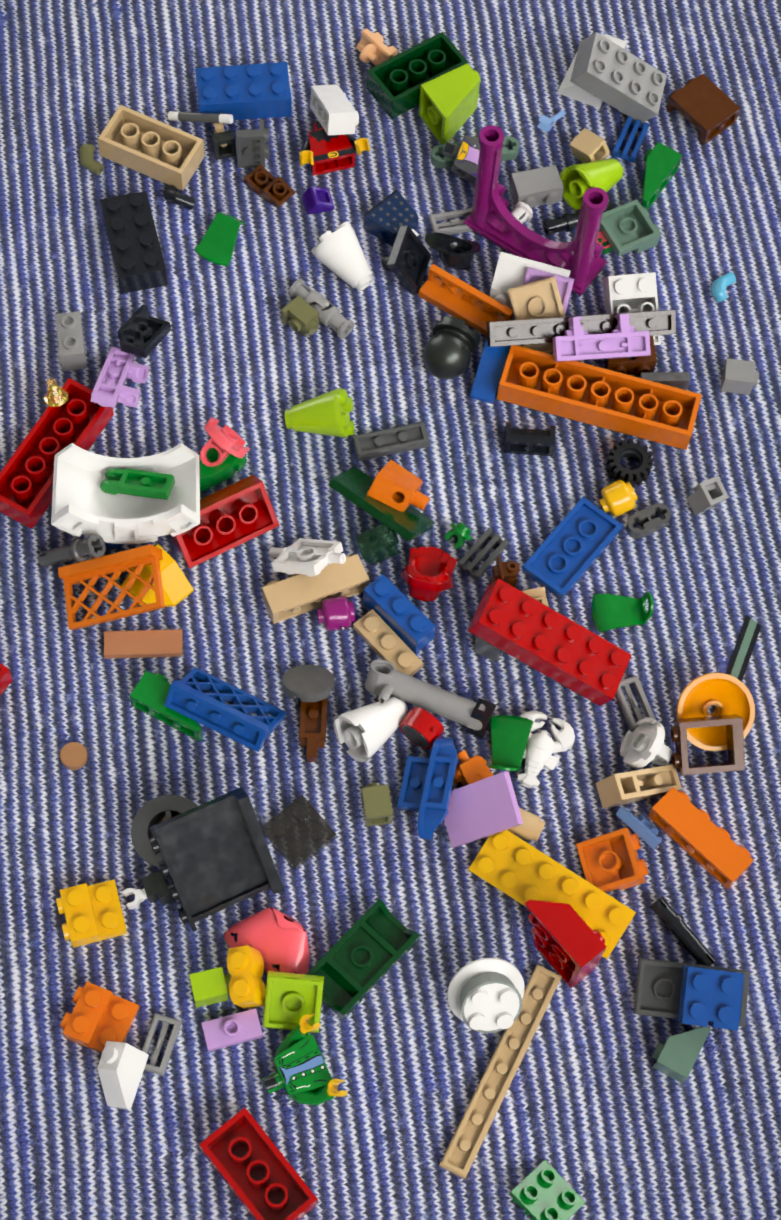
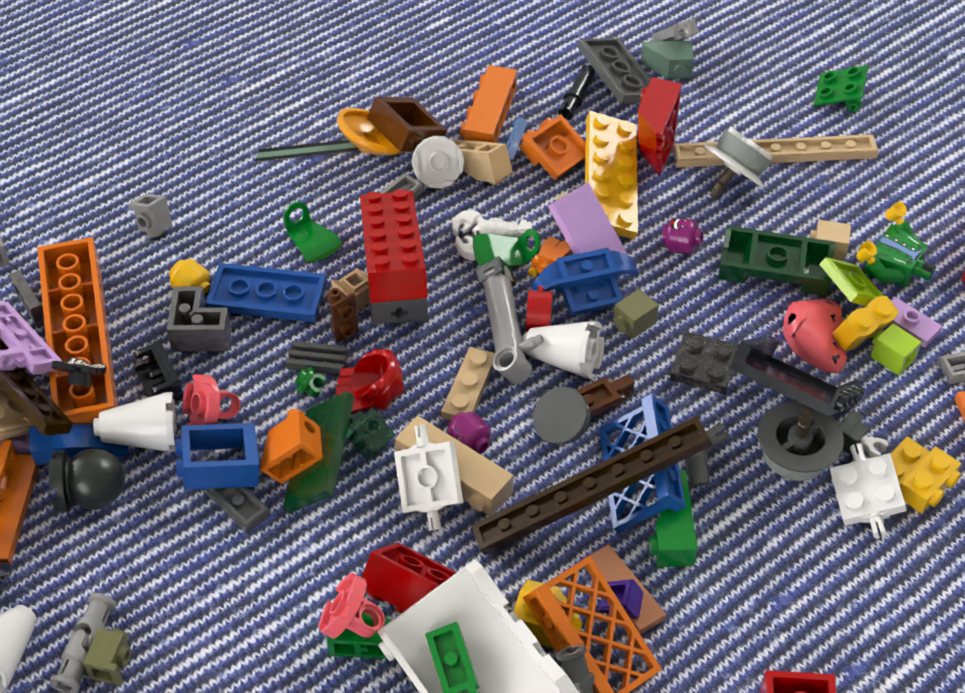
camera: 115 degrees left, 15 degrees down
(73, 756) = (789, 580): medium nougat tile -> none
(100, 860) = (868, 490): none -> white plate
(131, 631) = (629, 596): none -> dark purple slope
(214, 761) = (697, 464): none -> dark grey arm
(218, 649) = (591, 485): none -> dark brown plate
(323, 415) = (238, 556): lime cone -> none
(357, 1026) = (834, 232): none -> tan brick
(399, 613) = (434, 381): blue brick -> none
(411, 460) = (217, 473): none -> blue window
(438, 900) = (682, 236): none -> magenta head
(473, 454) = (203, 400): none -> coral tile
(475, 402) = (140, 424): none -> white cone
(536, 367) = (79, 371): none -> black animal
(563, 473) = (195, 326): none -> flat silver brick
(633, 451) = (142, 300): black tyre -> none
(650, 525) = (201, 252): dark grey beam -> none
(709, 1073) = (679, 31): none -> light grey hinge
(710, 997) = (621, 45): blue piece -> none

